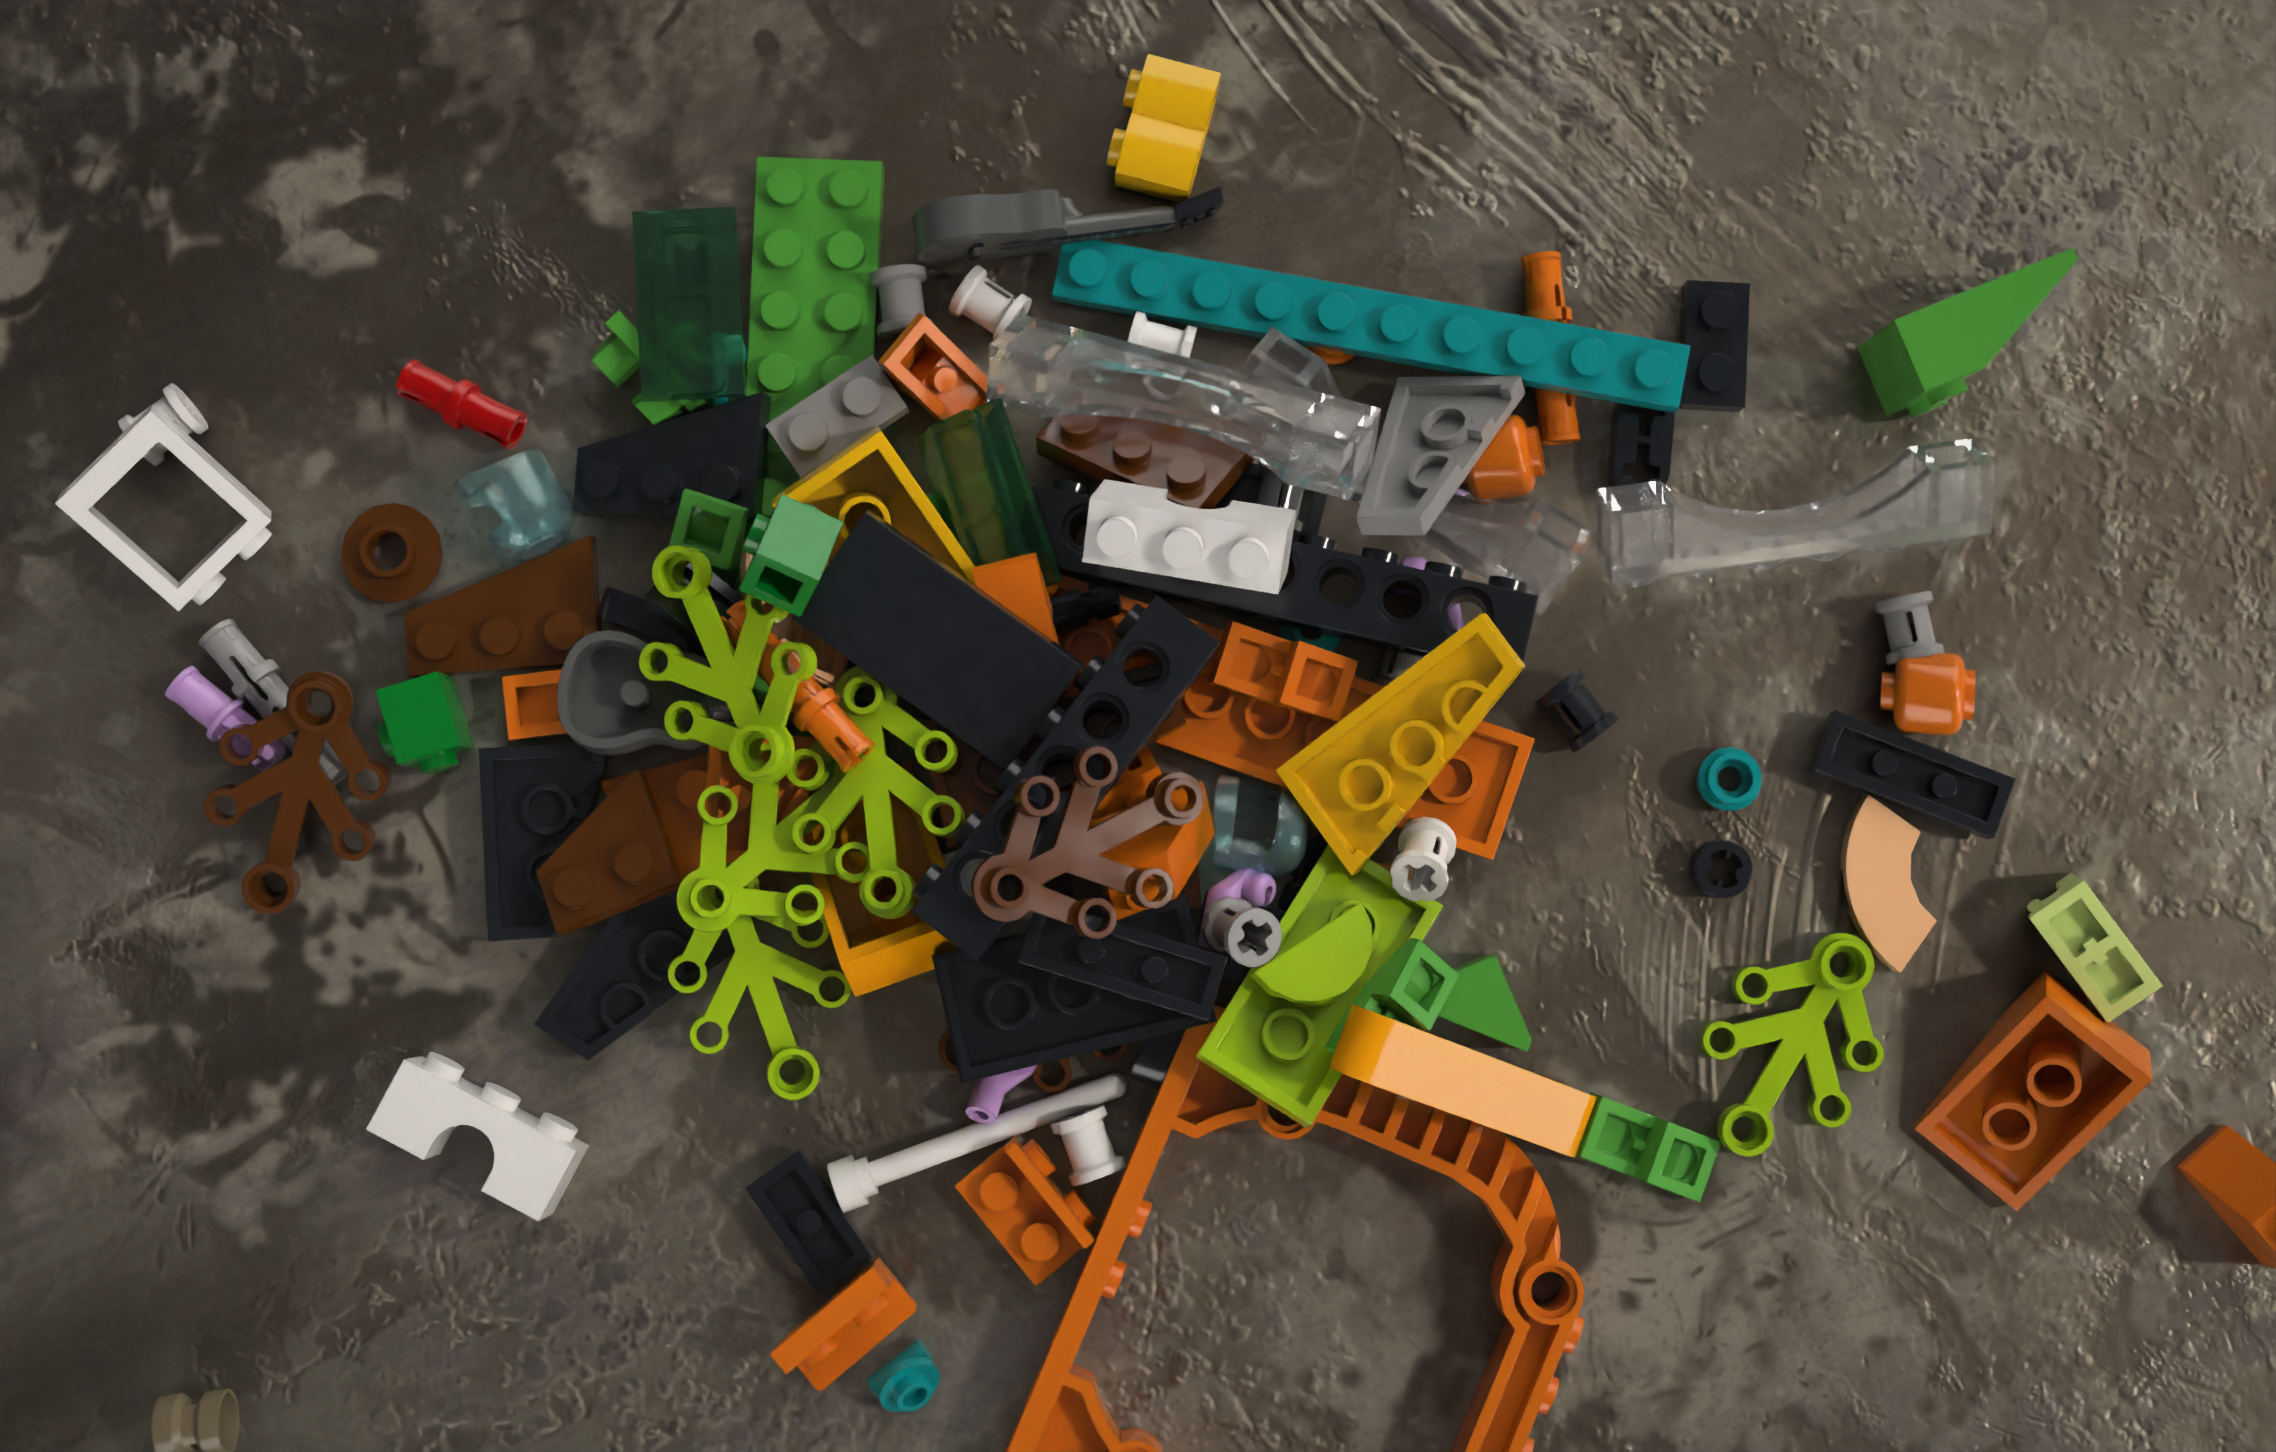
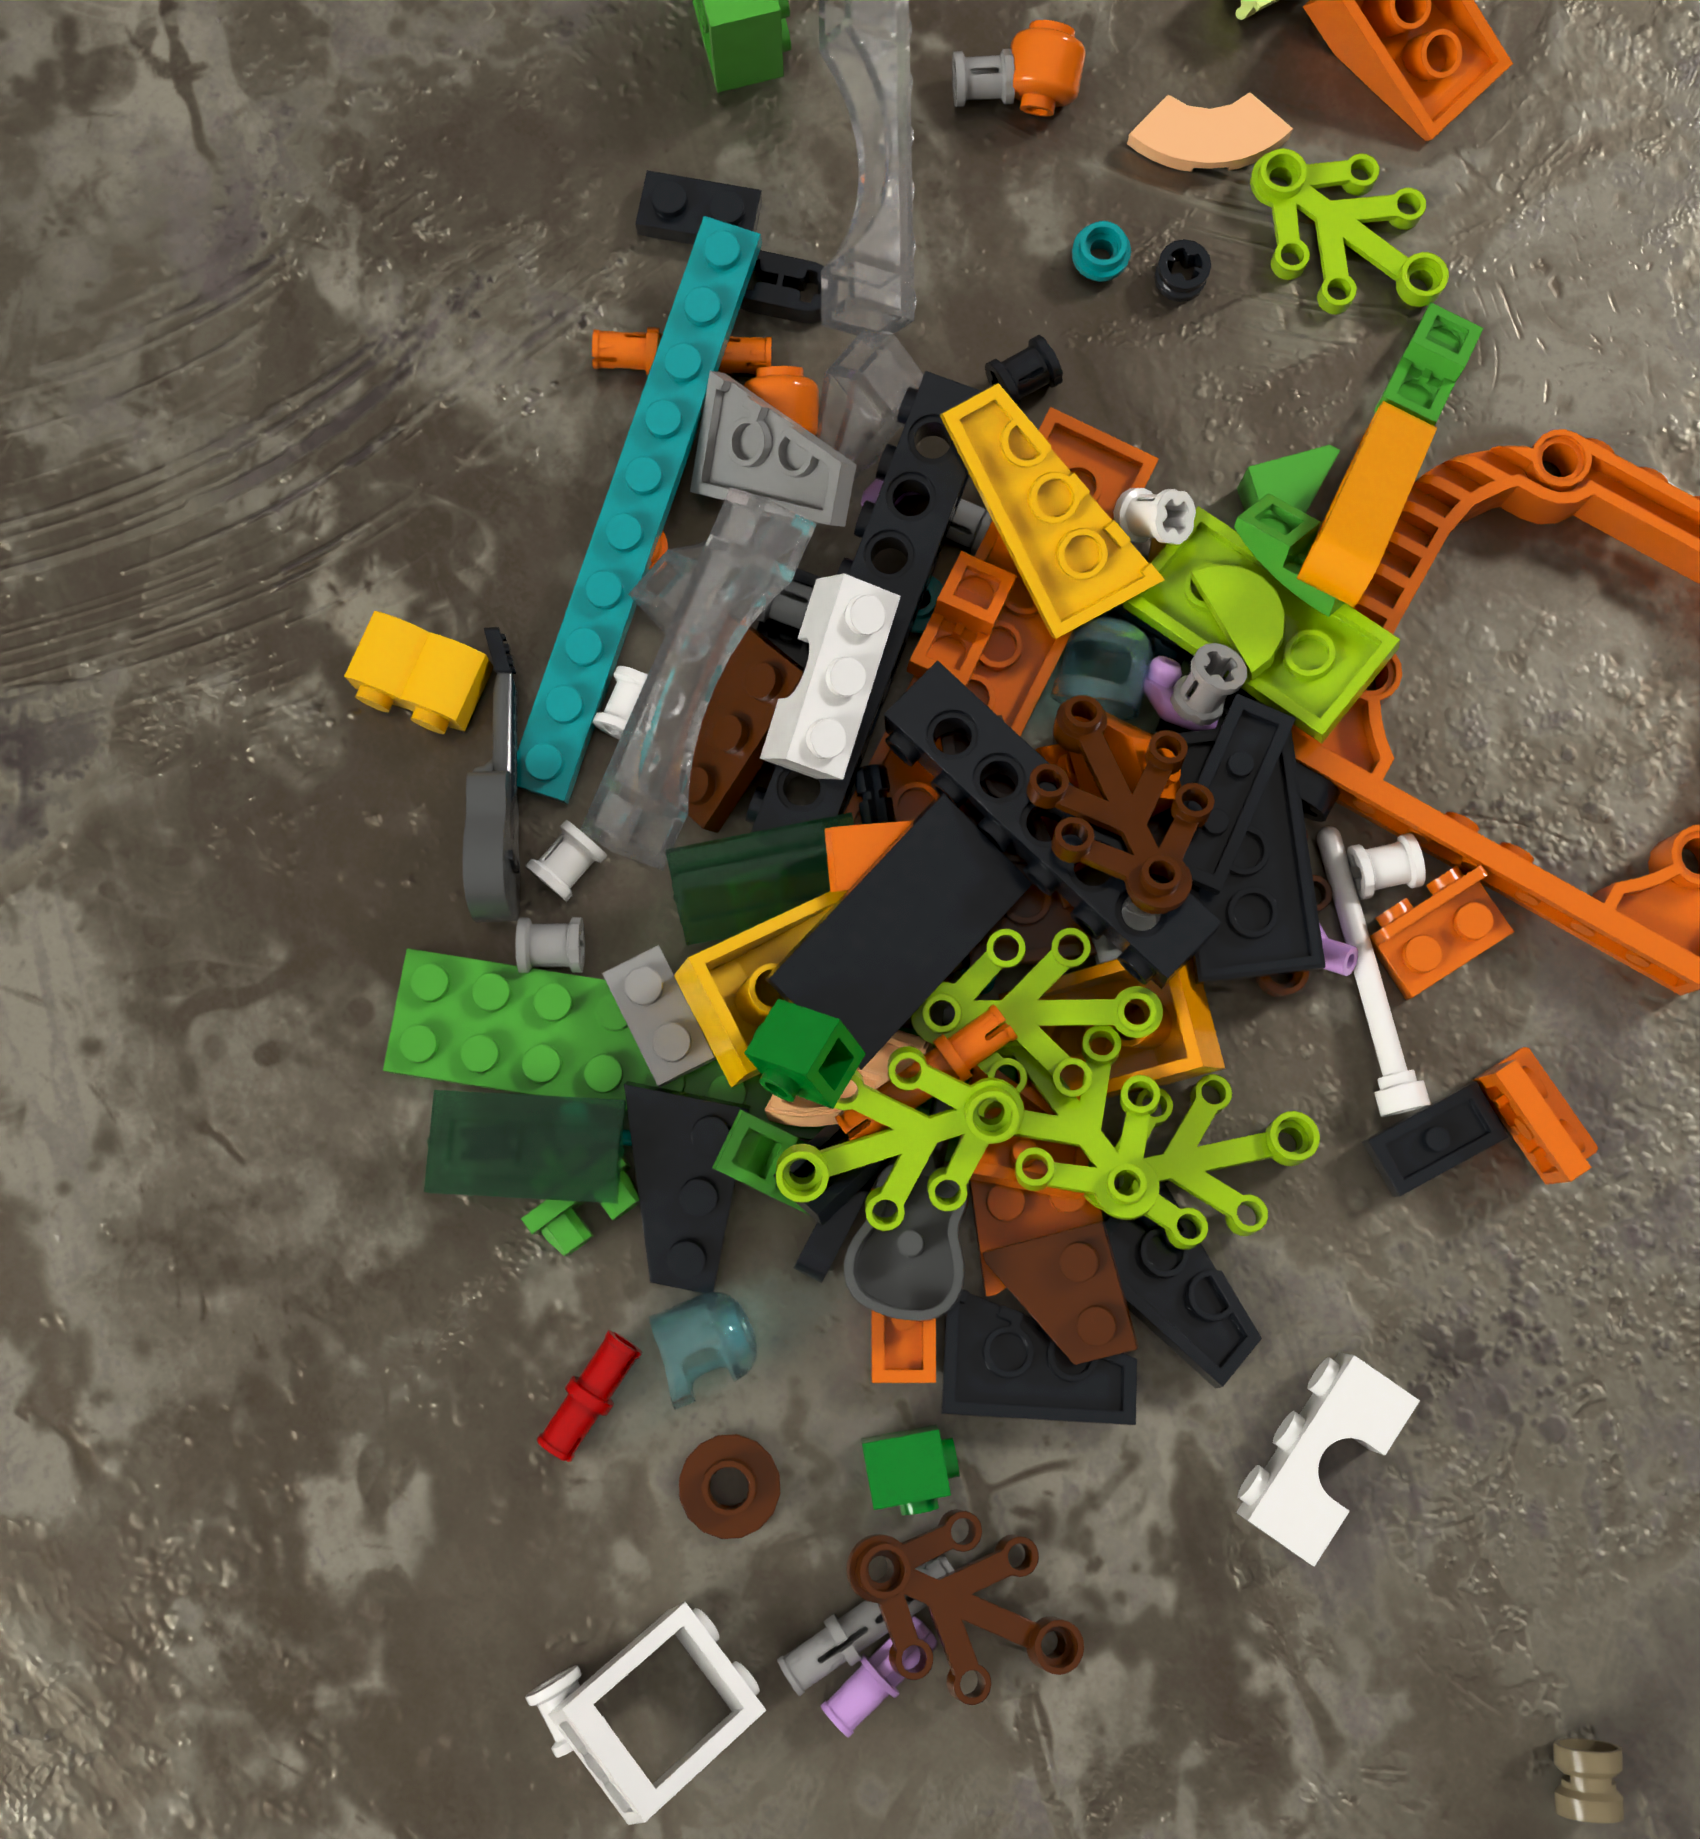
camera: 80 degrees left, 5 degrees down
(510, 619) = (814, 1369): reddish brown wing -> none
(906, 1380) = (1591, 1066): teal plate -> none
(933, 370) = (629, 913): orange slope -> none
(1912, 774) = (1115, 95): black plate -> none

